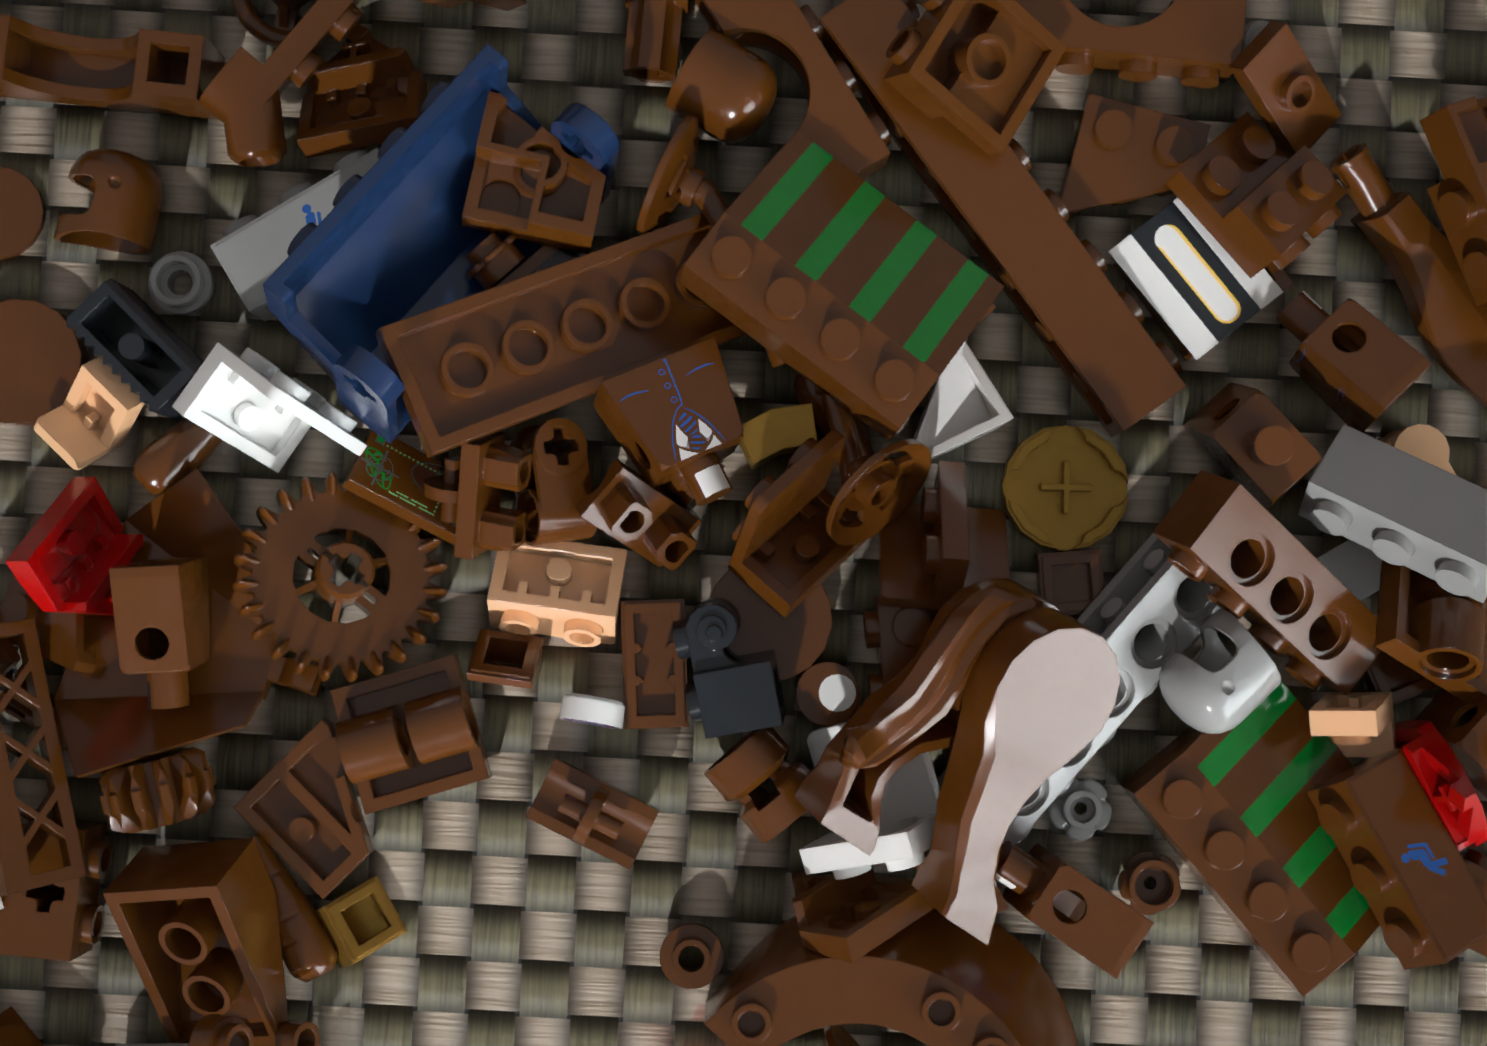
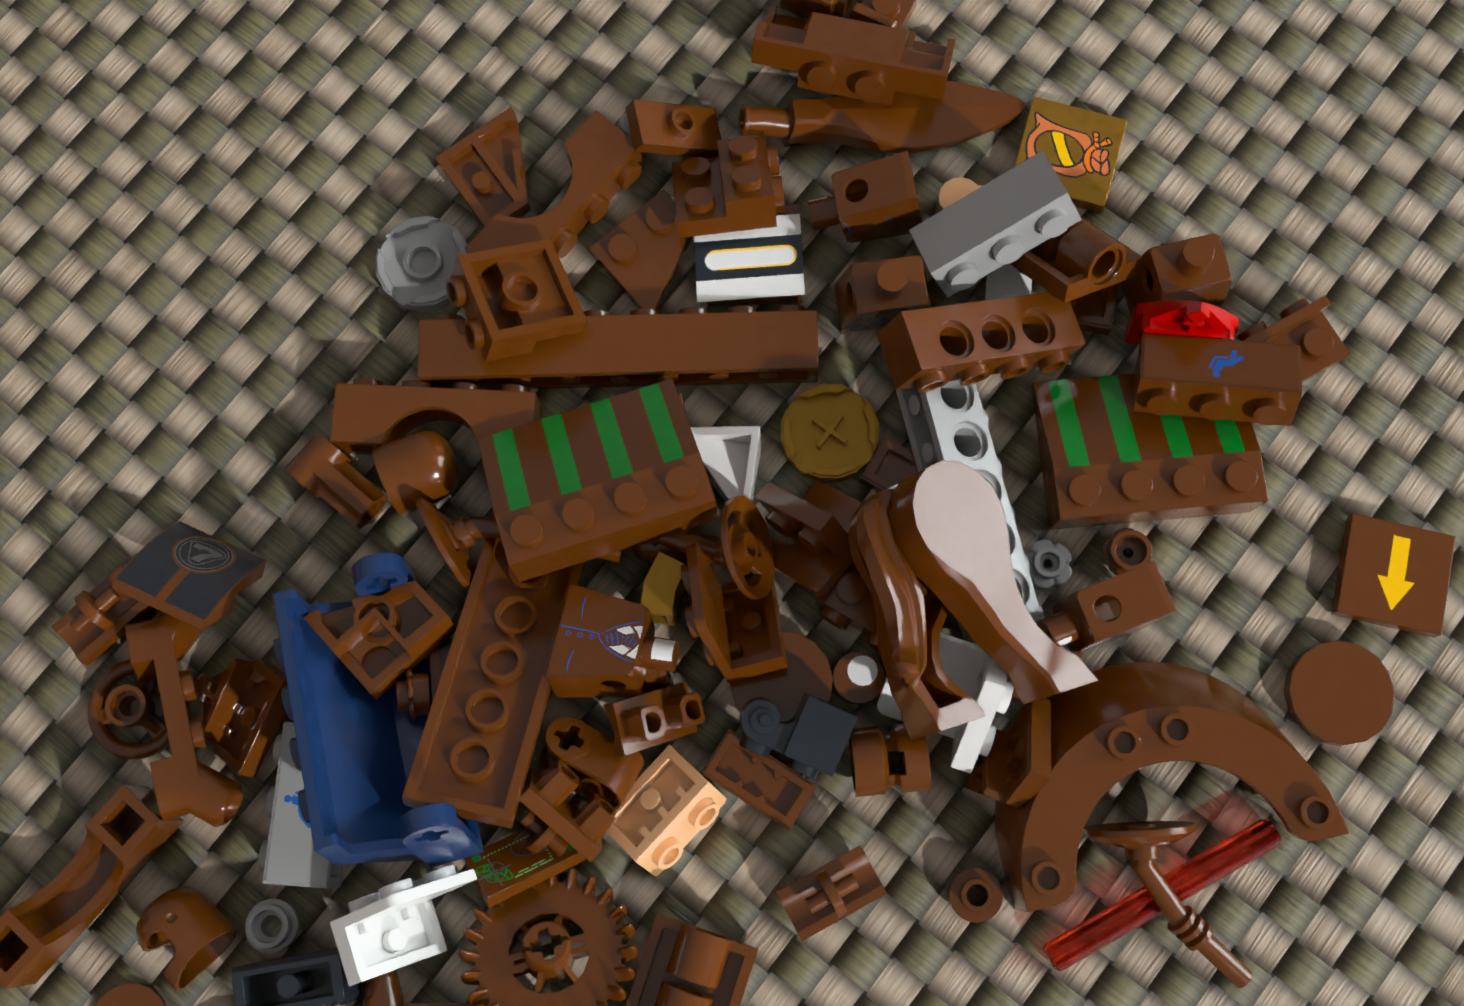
camera: 40 degrees left, 10 degrees down
(506, 659) = (684, 878): reddish brown slope -> none
(592, 710) = (761, 844): white tile -> none
(1215, 687) = (1024, 423): light grey helmet -> none
(1356, 722) = (1108, 351): light nougat bracket -> none

